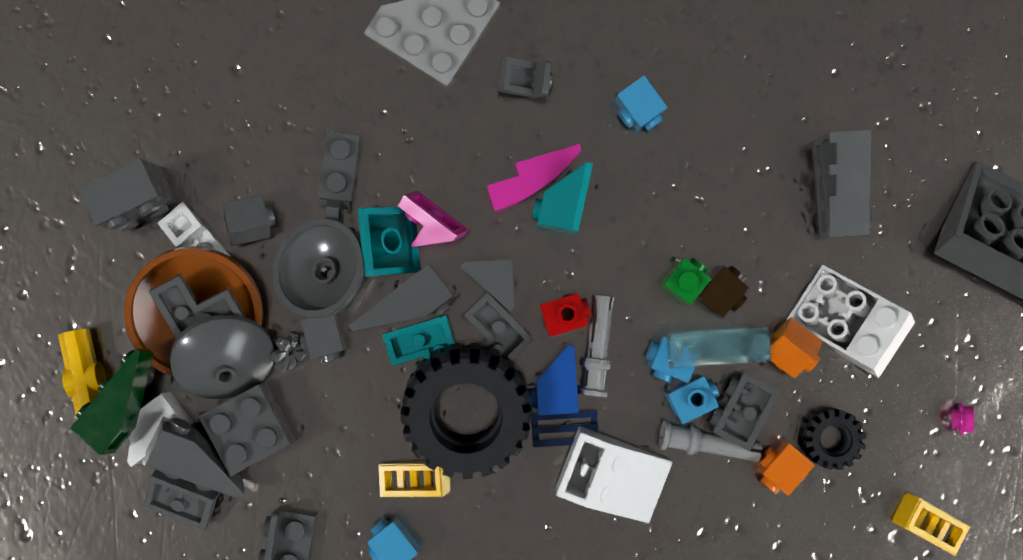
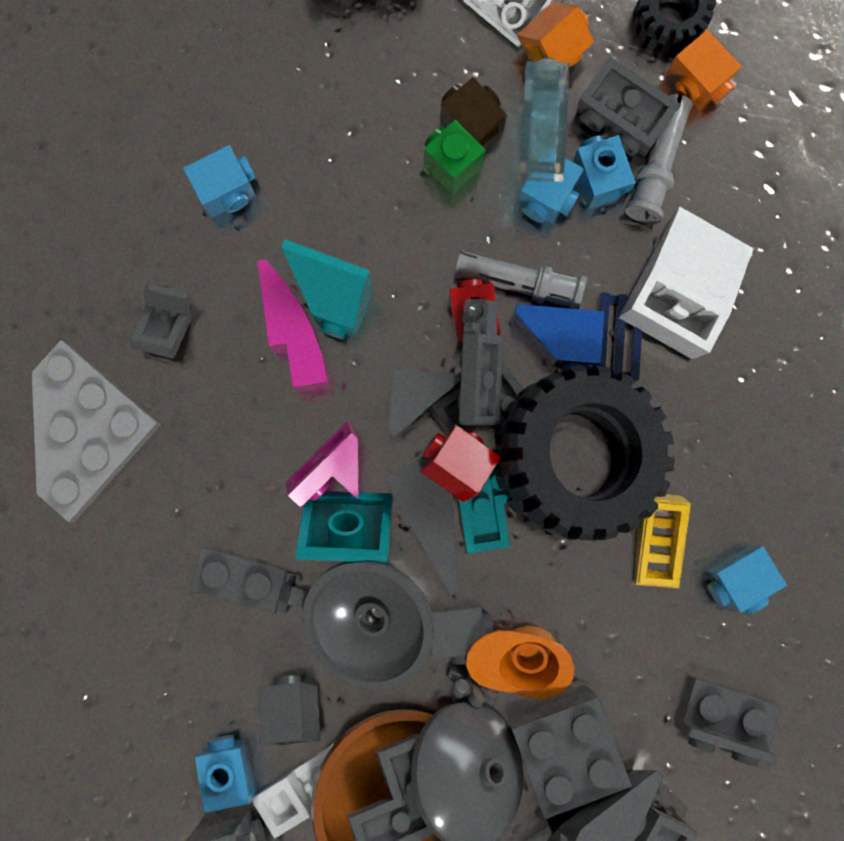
camera: 80 degrees left, 5 degrees down
(197, 180) = (225, 774): none -> dark azure brick
(307, 385) = (521, 662): none -> orange piece
(446, 318) = (459, 462): none -> brick
(522, 324) = (481, 364): none -> dark grey hinge

